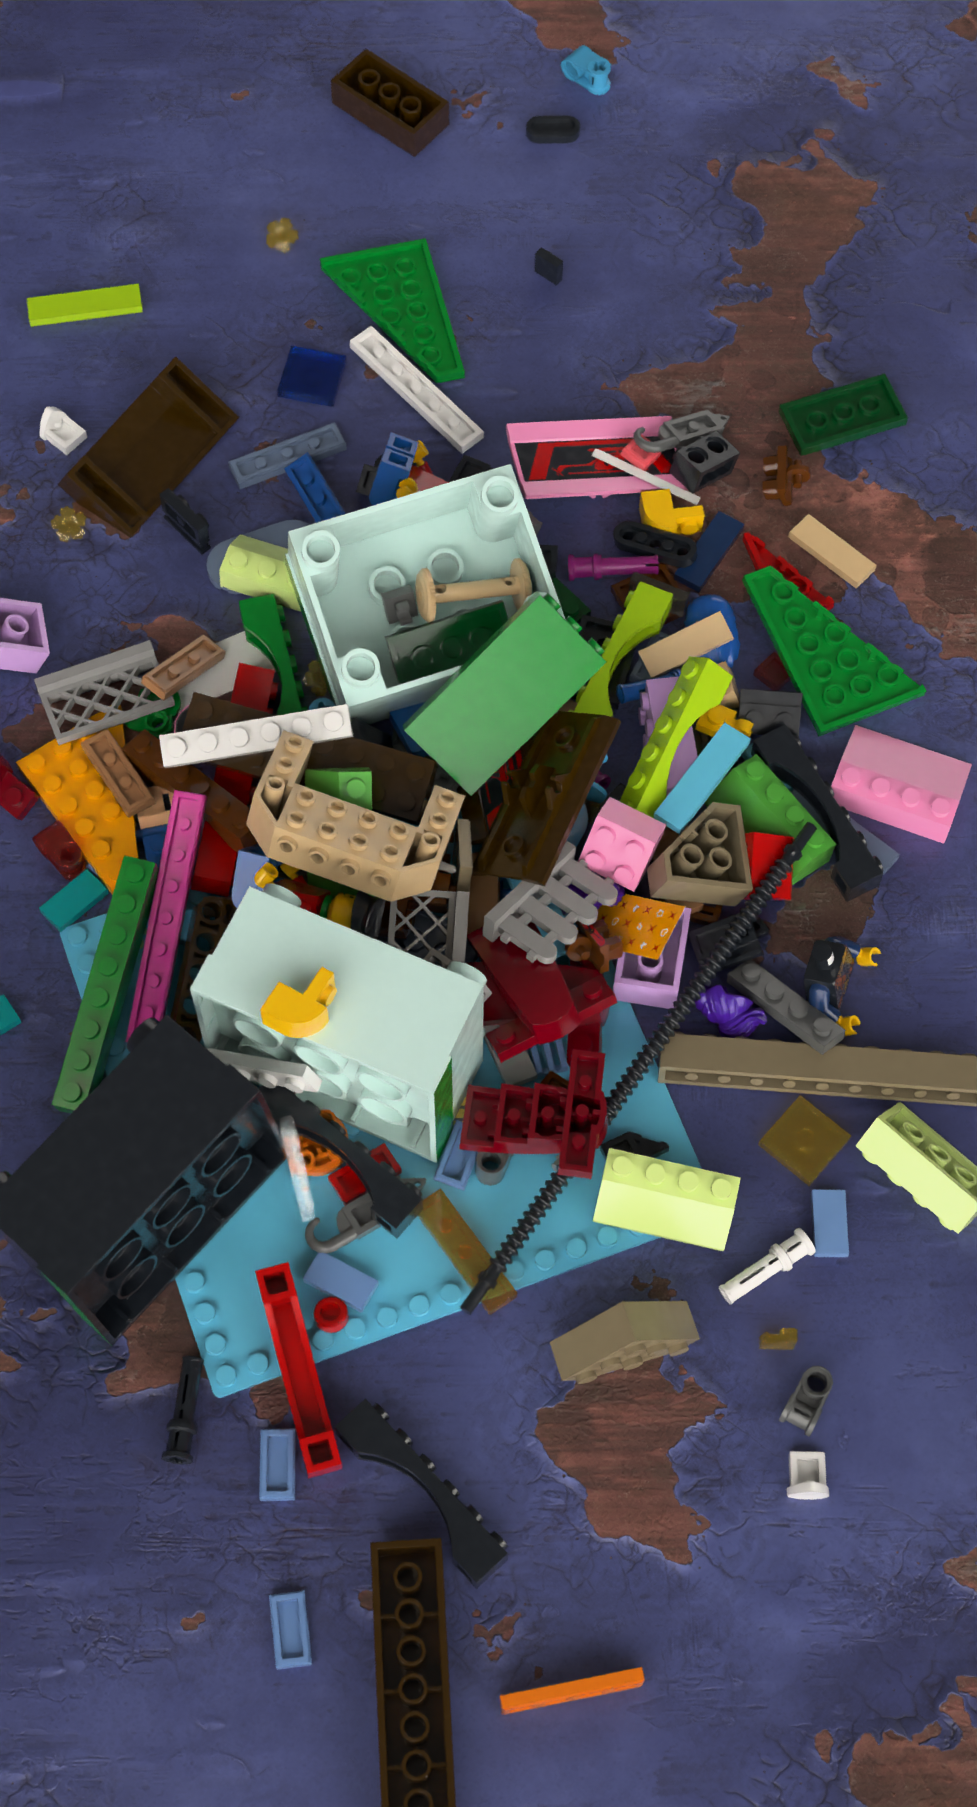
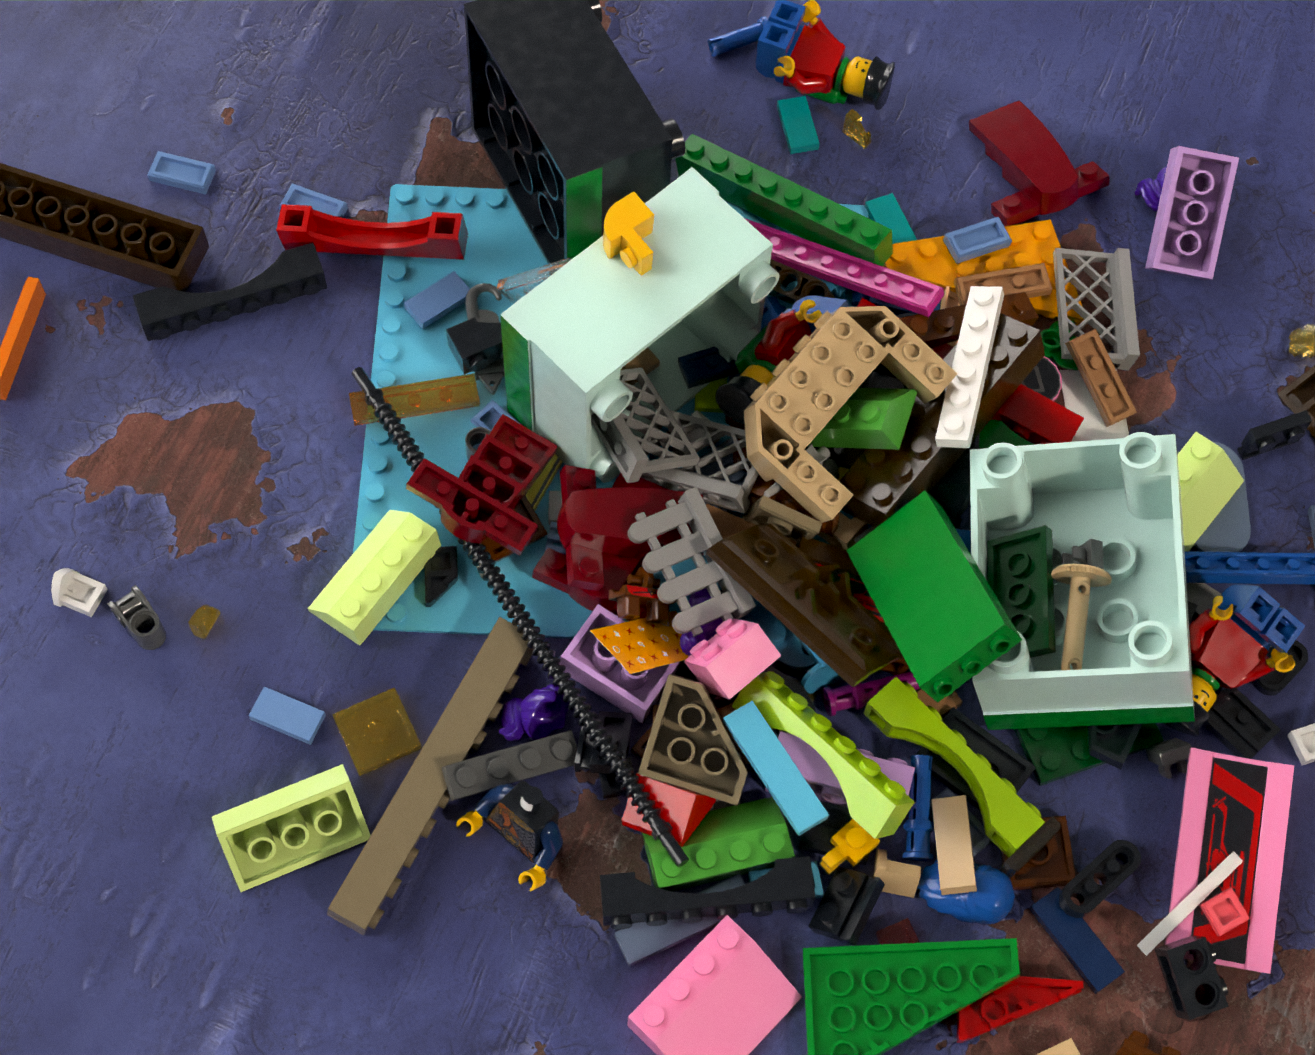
camera: 110 degrees right, 0 degrees up
(60, 849) = (942, 220): clear red piece -> none
(75, 808) = (977, 240): none -> medium blue tile
(182, 1425) = (378, 151): black pin -> none
(331, 1314) = (412, 281): red tile -> none
(597, 566) = (1091, 809): magenta pin -> none
(624, 1339) = (262, 488): dark tan brick -> none
(658, 512) = (1133, 901): yellow brick -> none
(682, 431) = (1241, 974): dark grey plate -> none
(782, 1258) = (275, 650): white pin -> none

